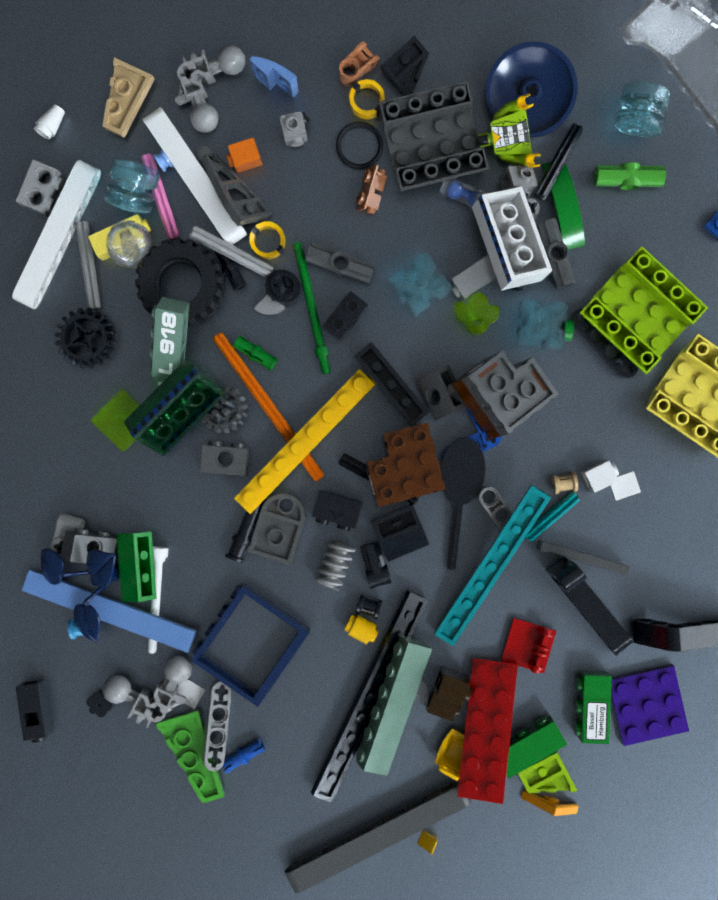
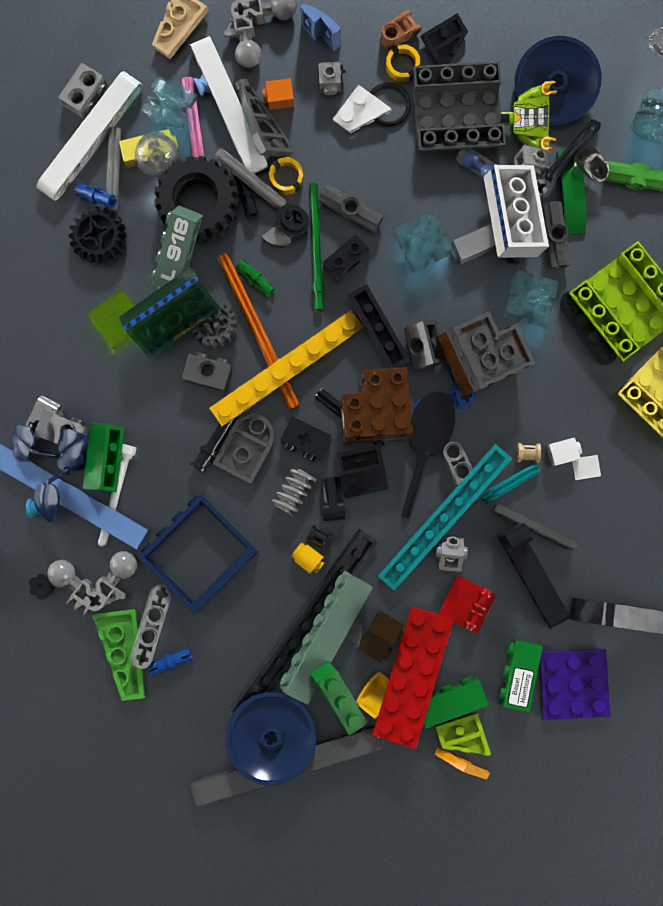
camera: 10 degrees right, 5 degrees down
(49, 122) = (103, 33): white cone -> none
(75, 296) = (95, 195): none -> blue pin
(191, 691) = (132, 590): white sticker -> none
(331, 157) = (360, 110): none -> white wing
(357, 817) = (271, 738): none -> dark blue dish
(373, 180) = (386, 152): nougat hinge -> none
(417, 765) = (339, 698): none -> green brick
(427, 841) = (335, 780): yellow piece -> none
(478, 310) = (473, 276): clear neon green plate -> none
(504, 599) = (451, 553): none -> light grey brick
(569, 327) = (557, 304): green tile -> none
(581, 172) = (592, 163): none -> clear smoke rock

